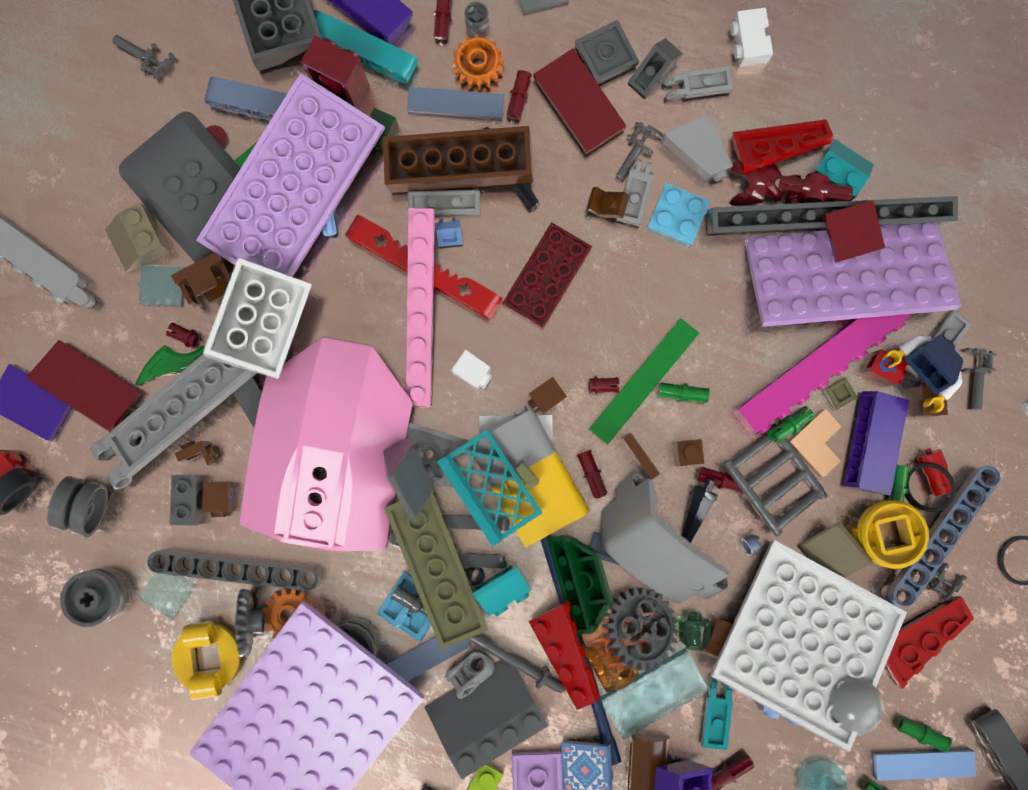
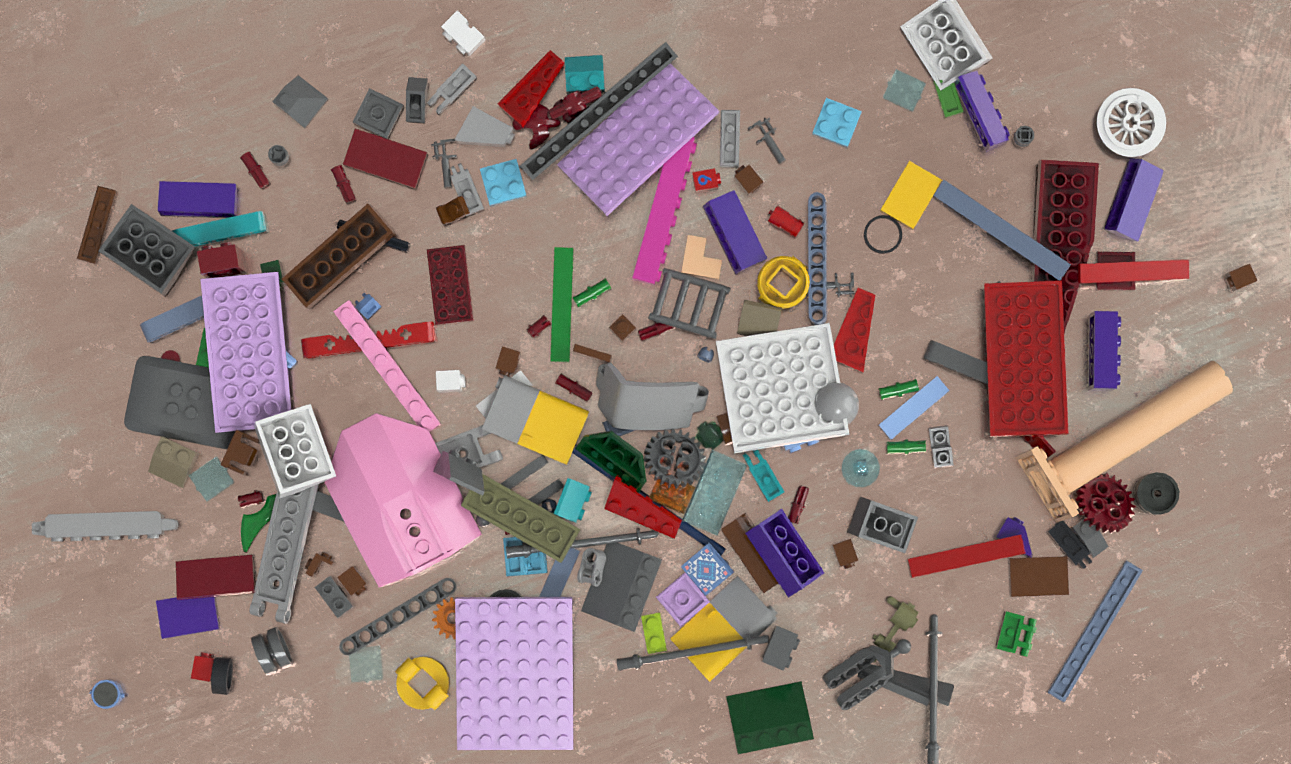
camera: 30 degrees left, 0 degrees up
(93, 597) = (313, 701): dark grey wheel -> none
(146, 55) = (83, 342): dark grey piece -> none
(247, 622) = (431, 638): dark grey gear -> none
(447, 202) = (349, 288): light grey tile -> none
(455, 103) = (307, 220): sand blue tile -> none
(470, 498) = (511, 460): teal fence -> none
(477, 49) = (306, 192): orange gear -> none
(527, 475) = (529, 417): olive tile -> none
(700, 505) = (655, 356): black bar -> none
(791, 425) = (673, 261): green pin -> none
(840, 393) = (690, 217): olive tile -> none
(854, 231) = (618, 113): dark red tile -> none
(900, 483) = (768, 246): green pin -> none
(935, 364) = (729, 157): dark blue torso -> none
(946, 473) = (794, 222): black piece -> none

